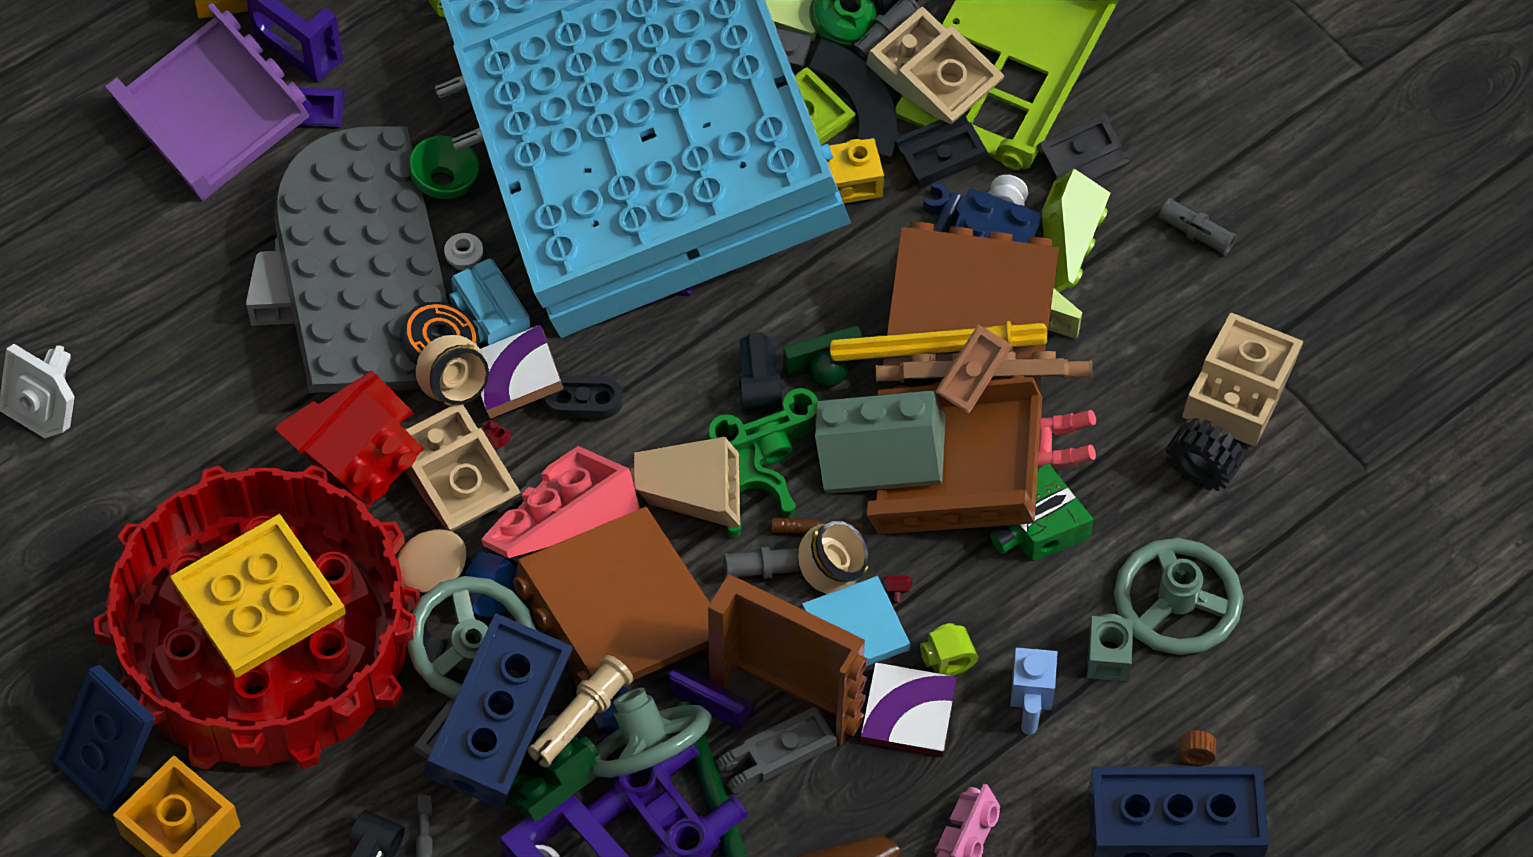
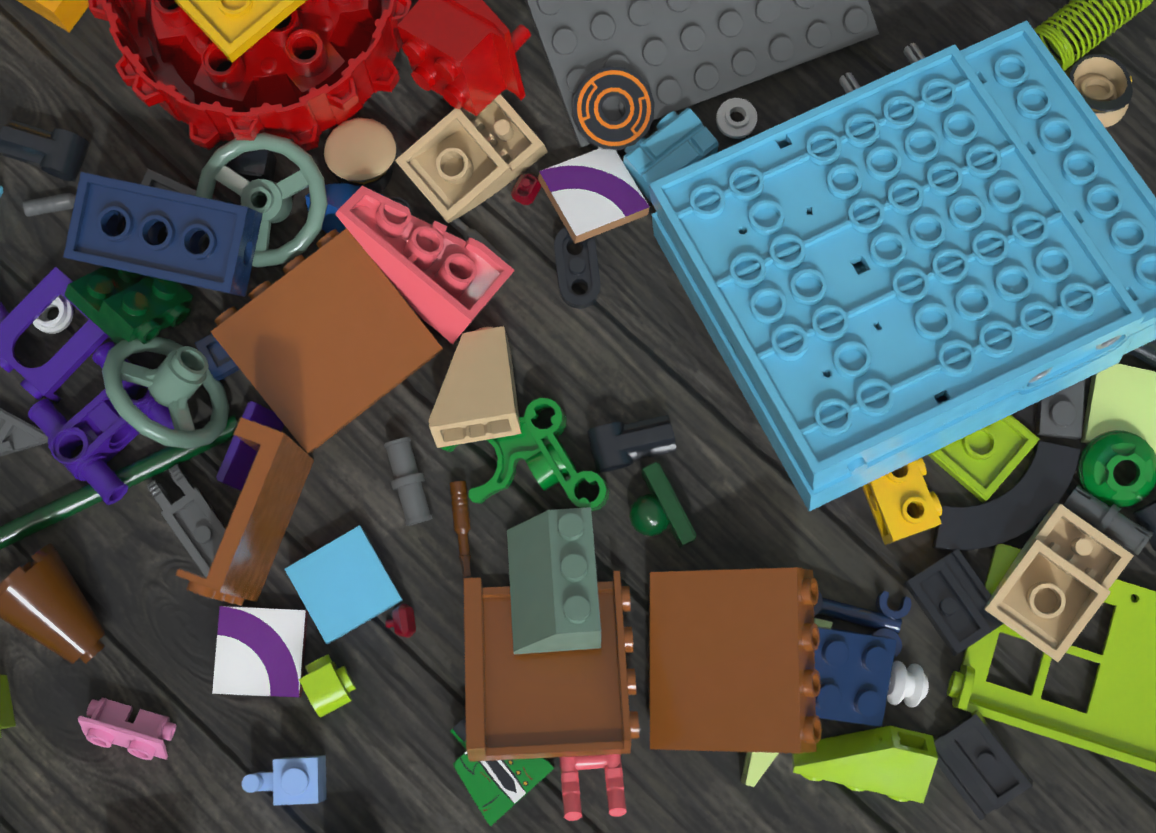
camera: 80 degrees right, 20 degrees up
(439, 155) = (829, 56): green piece -> none
(452, 370) = (566, 125): tan piece -> none
(591, 698) = (185, 324): tan pin -> none
(832, 556) = (417, 550): tan piece -> none
(931, 342) = (676, 632): yellow axle -> none
(973, 368) = (632, 672): nougat plate -> none
(1041, 365) = (651, 683): medium nougat plate -> none

